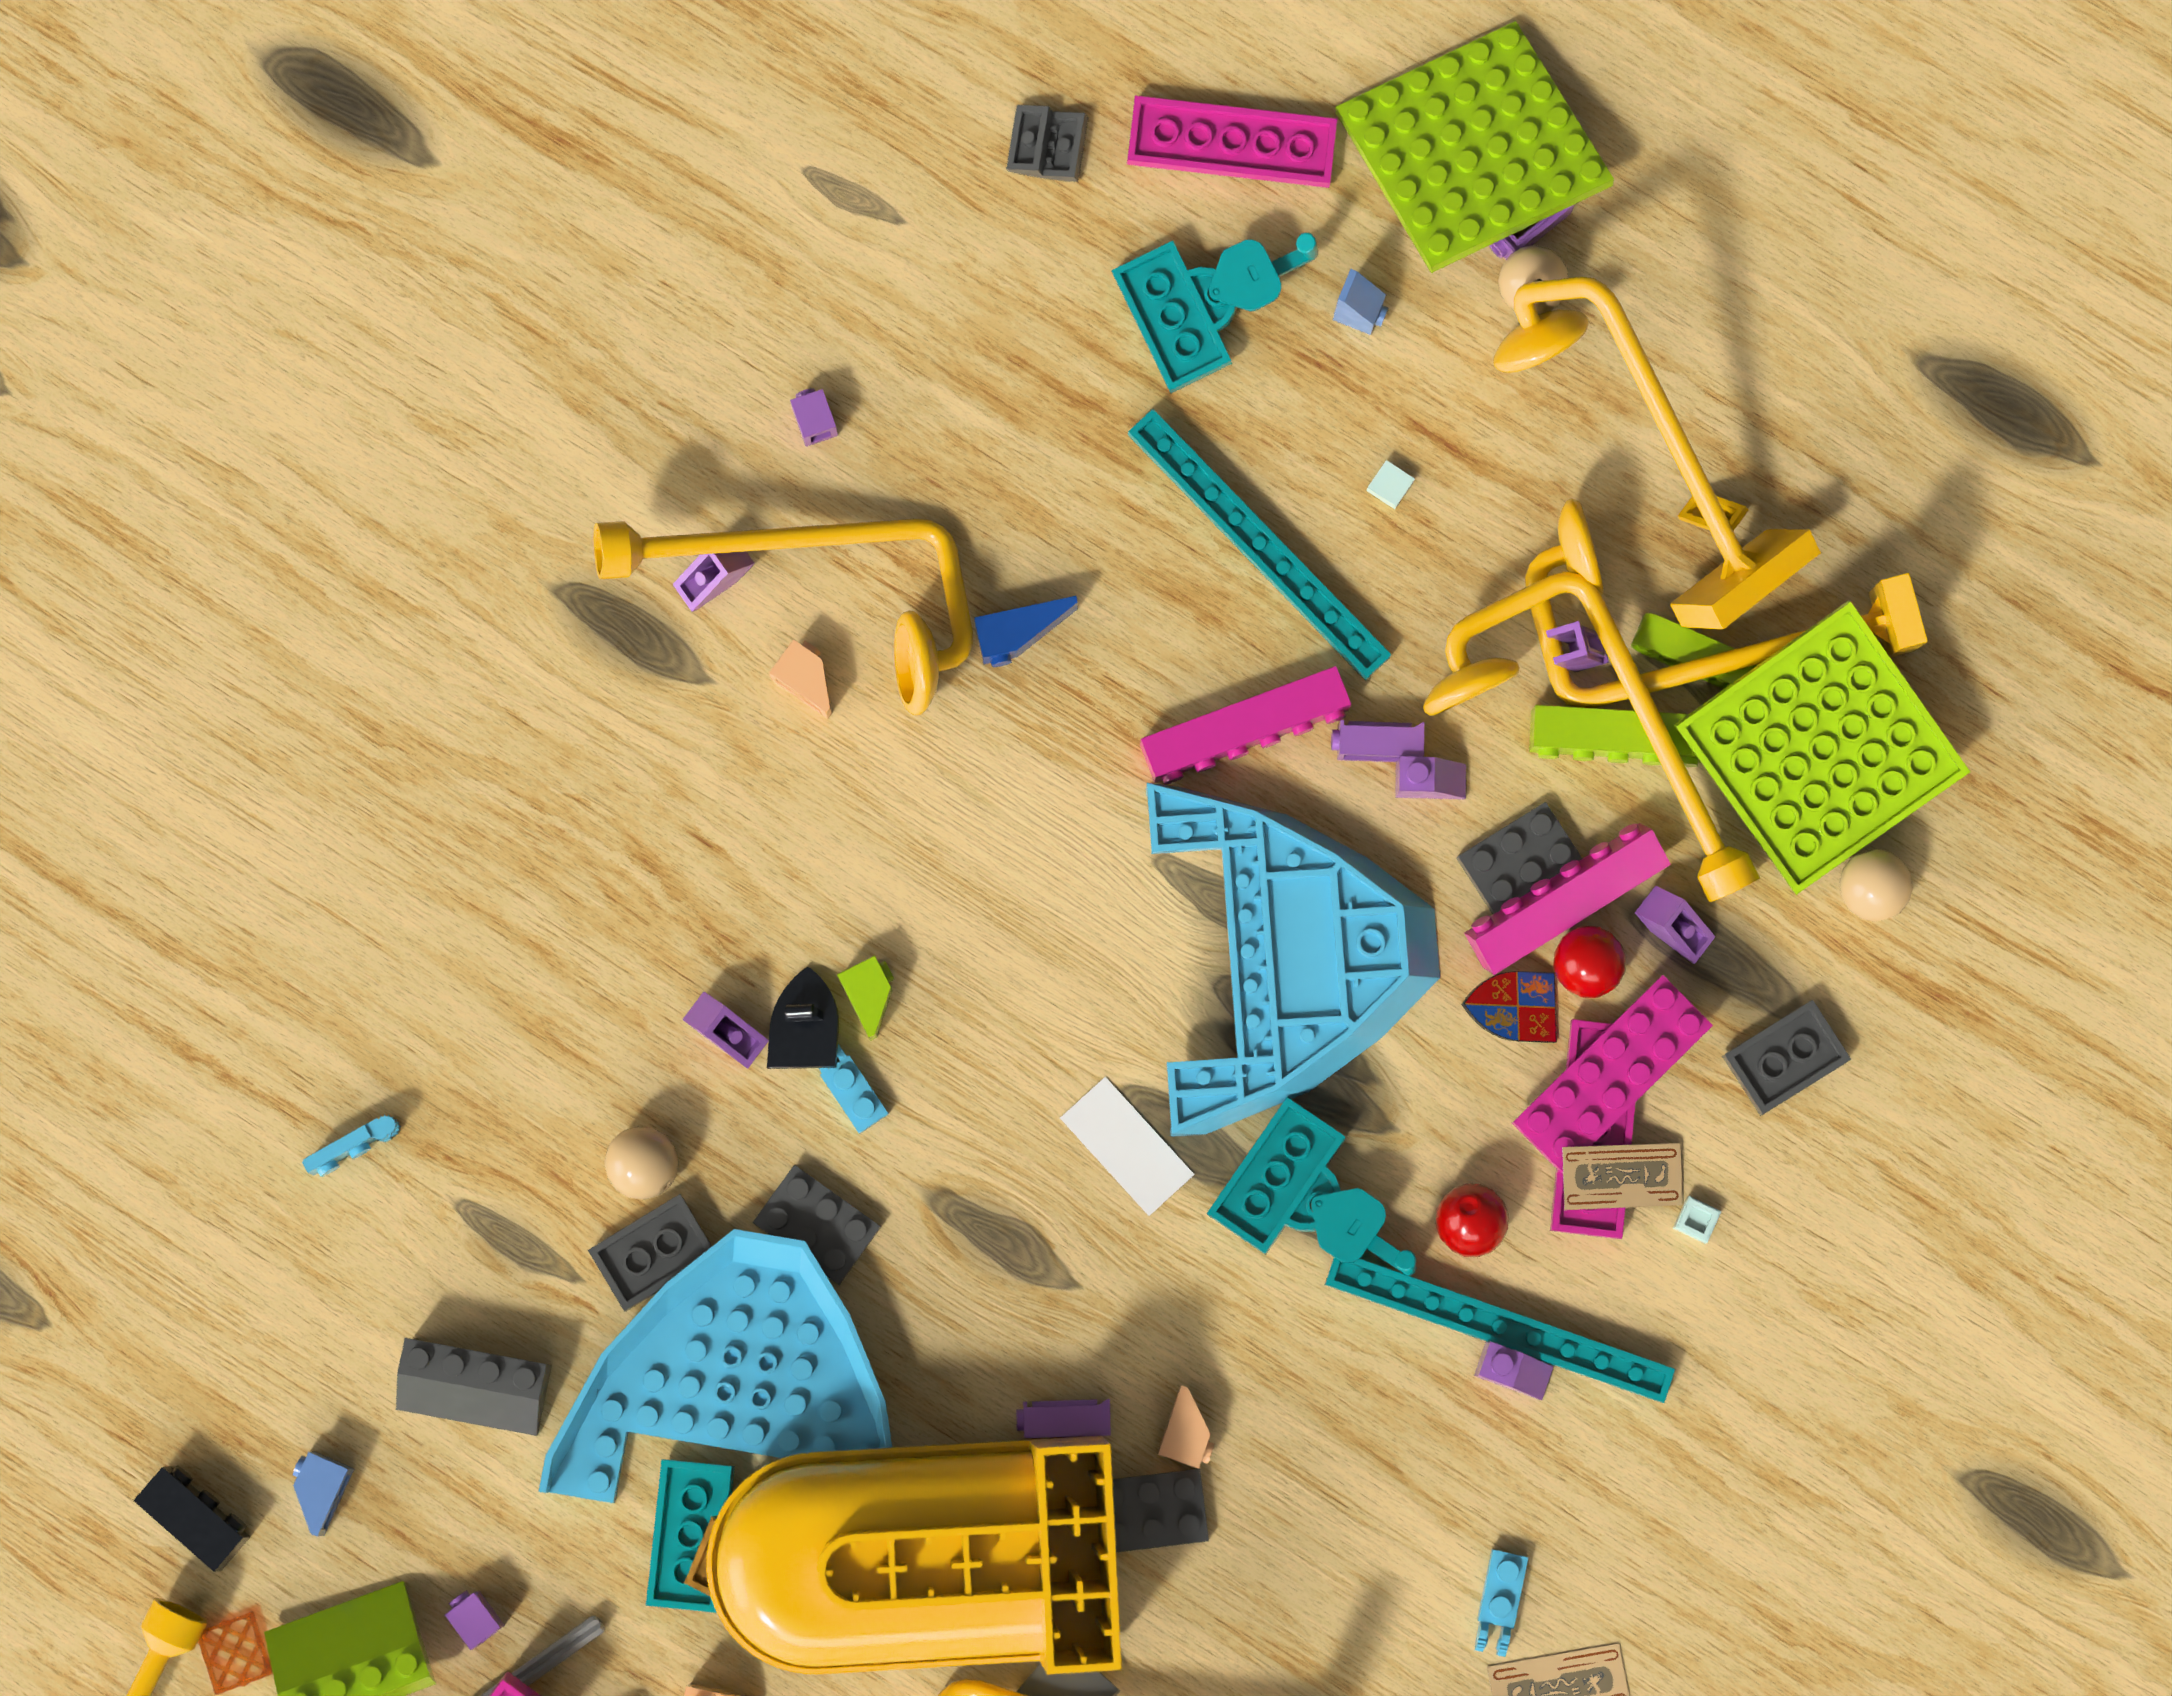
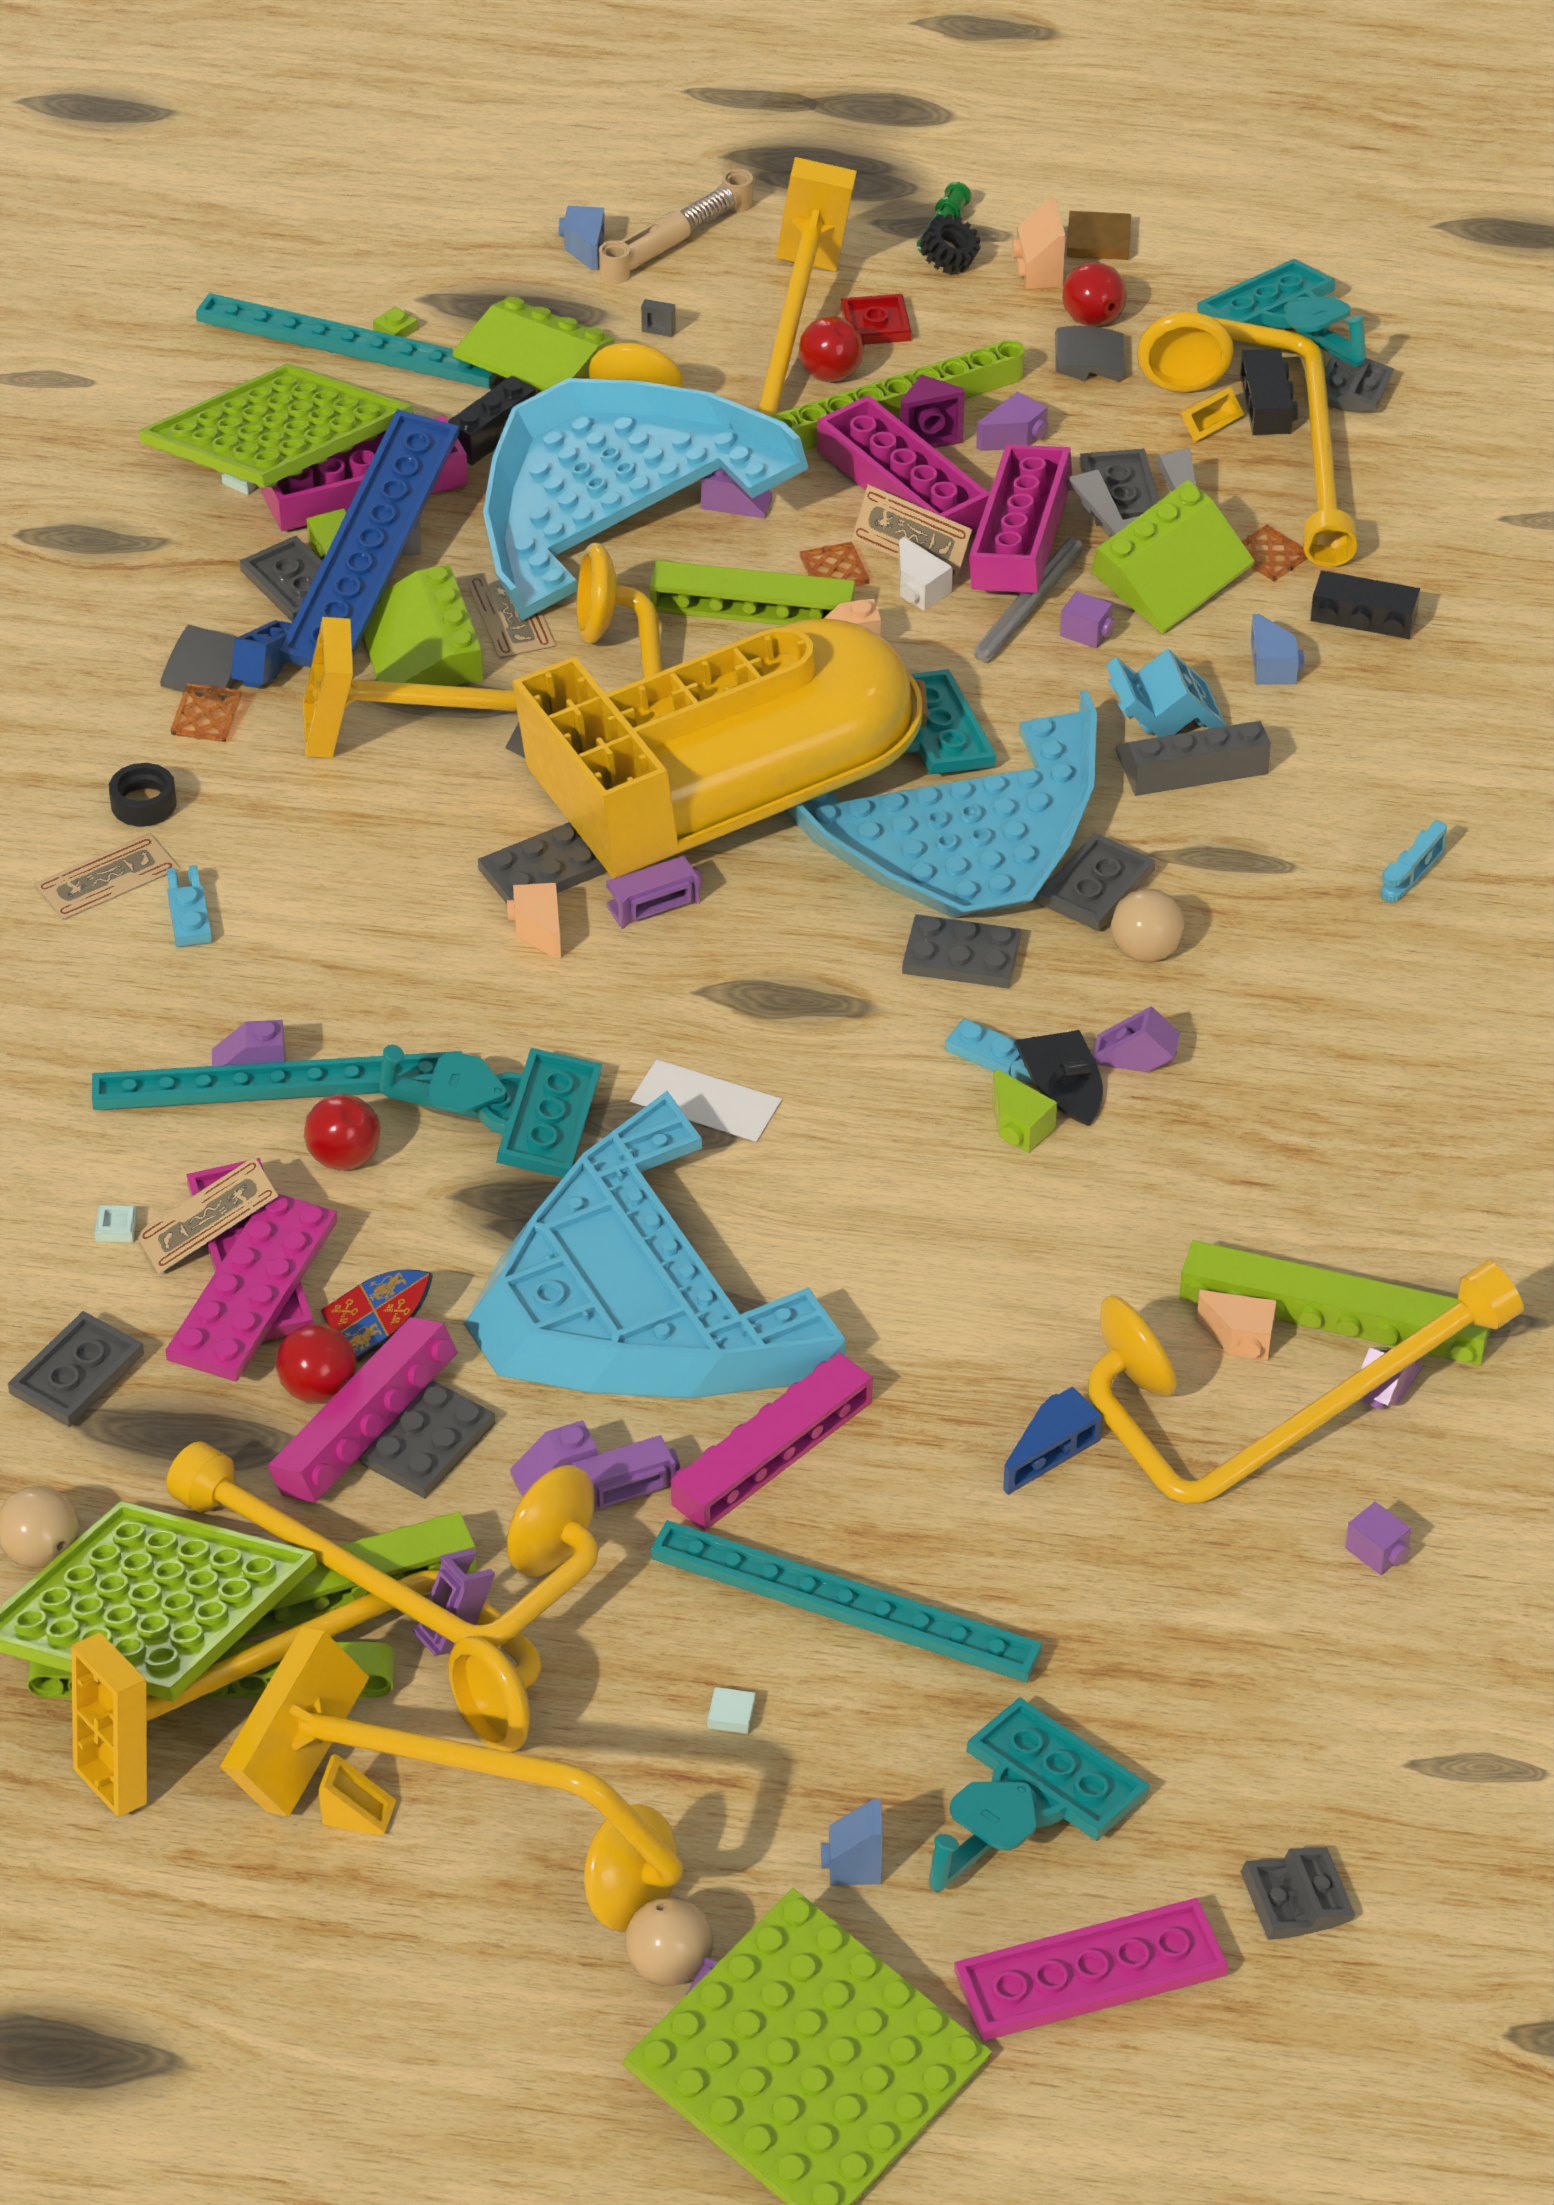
camera: 160 degrees right, 35 degrees down
(462, 1461) = (1164, 695): none -> medium azure bracket
(718, 668) = (1328, 1299): none -> lime brick
(1675, 923) = (244, 1429): medium lavender slope -> none

